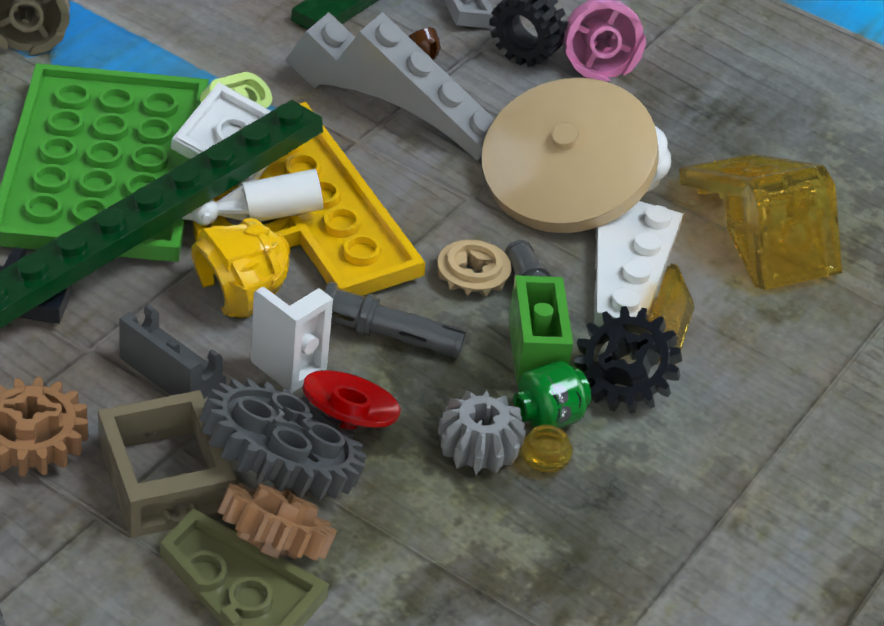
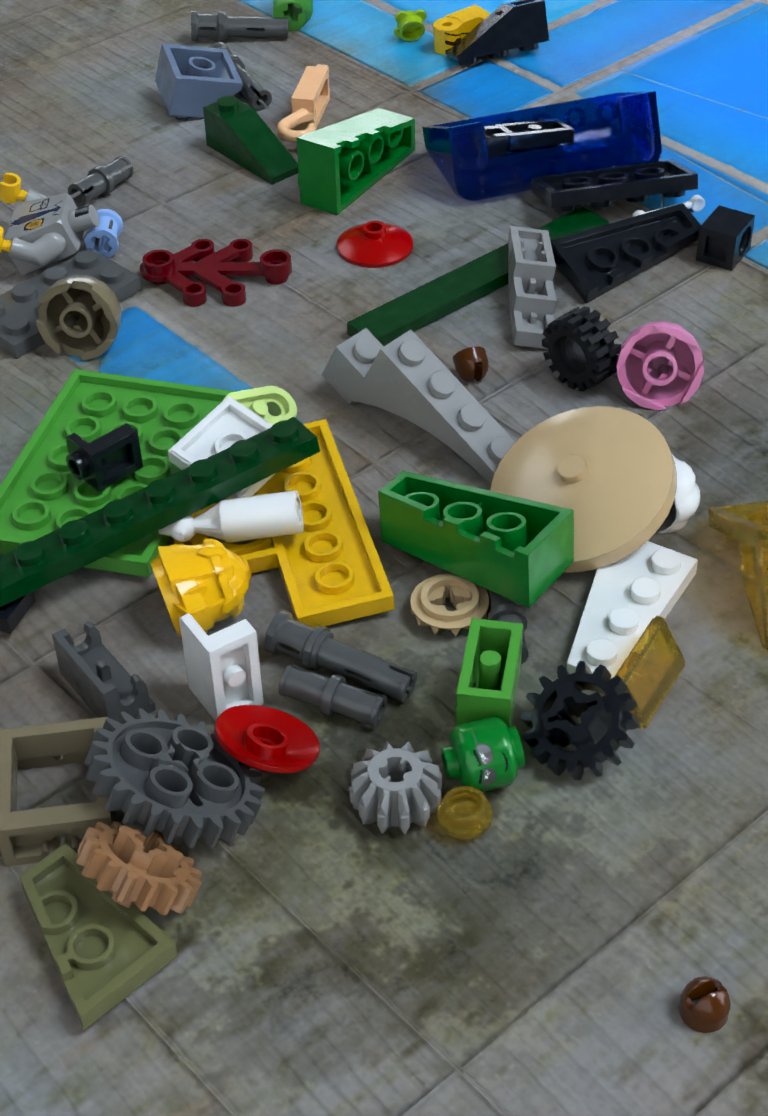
camera: 20 degrees right, 0 degrees up
(109, 150) = (105, 458): none -> black bracket
(395, 356) = (333, 695): none -> dark grey pin
(489, 200) = (479, 534): none -> green wedge
(801, 593) = (710, 1011): none -> reddish brown hinge

